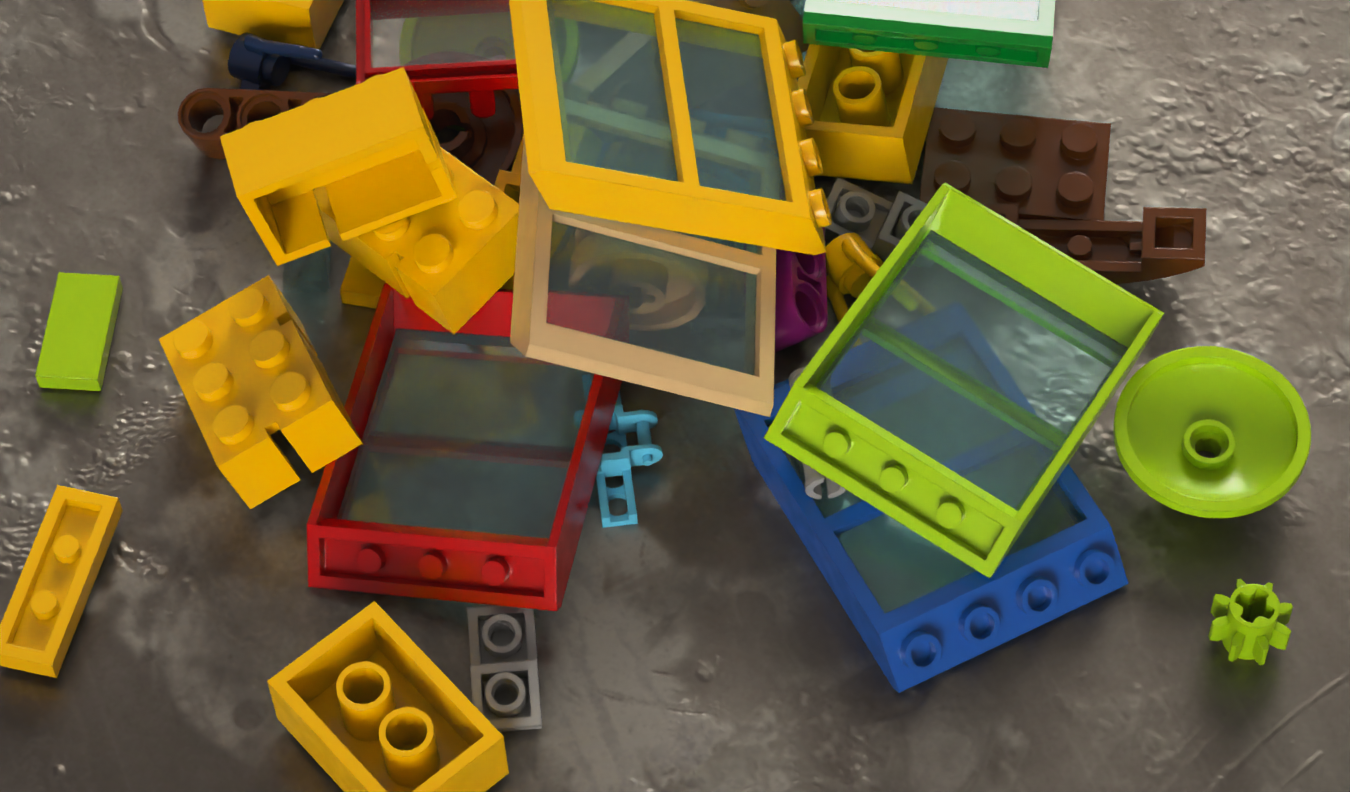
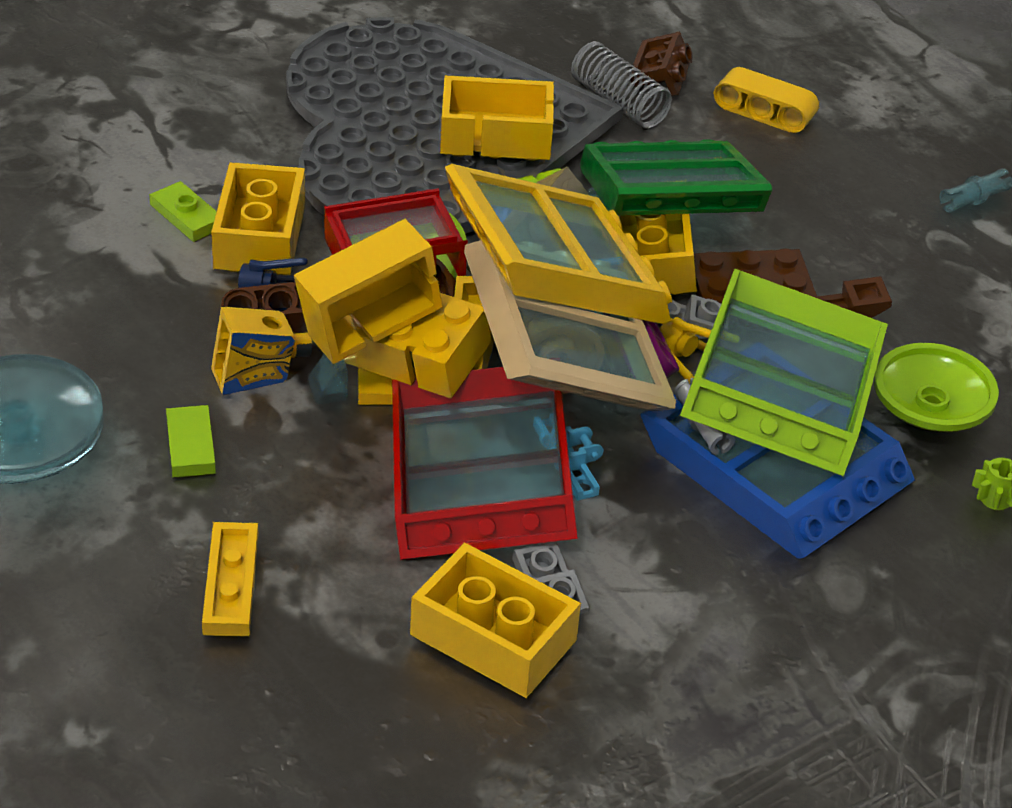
camera: 20 degrees left, 15 degrees down
(195, 197) = (255, 349): none -> torso
(257, 373) = (324, 444): yellow piece -> none

